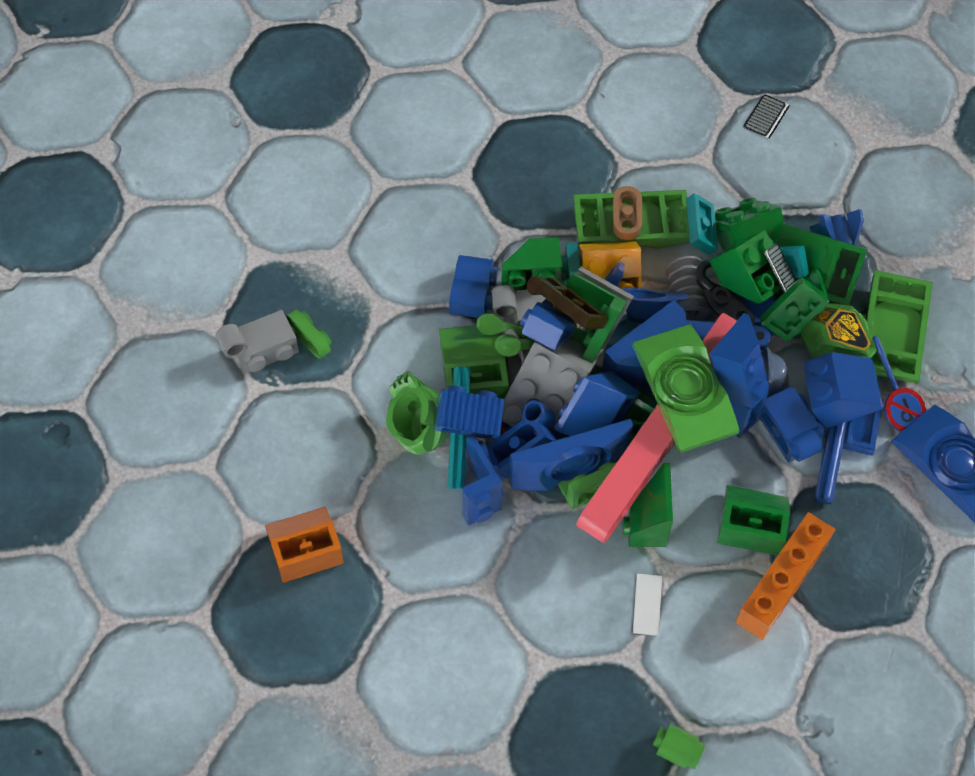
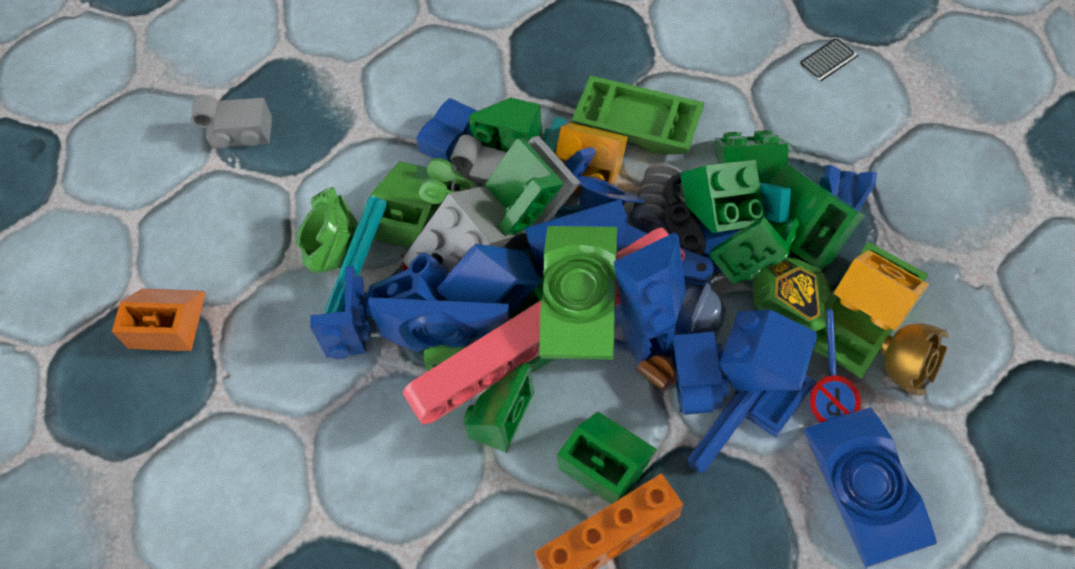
camera: 30 degrees right, 0 degrees up
(303, 328) = (278, 119): bright green plate -> none
(469, 413) = (358, 245): blue brick -> none
(547, 325) = (475, 181): blue brick -> none
(567, 302) = (498, 165): dark brown plate -> none
(627, 215) = (627, 107): medium nougat plate -> none
(647, 604) = (455, 506): white sticker -> none
(701, 224) = (701, 138): teal plate -> none
(760, 434) = (658, 371): none -> dark orange plate
(780, 267) = (754, 199): sticker -> none
(906, 307) = (880, 290): none -> light orange slope
(949, 352) = (914, 355): none -> pearl gold cylinder

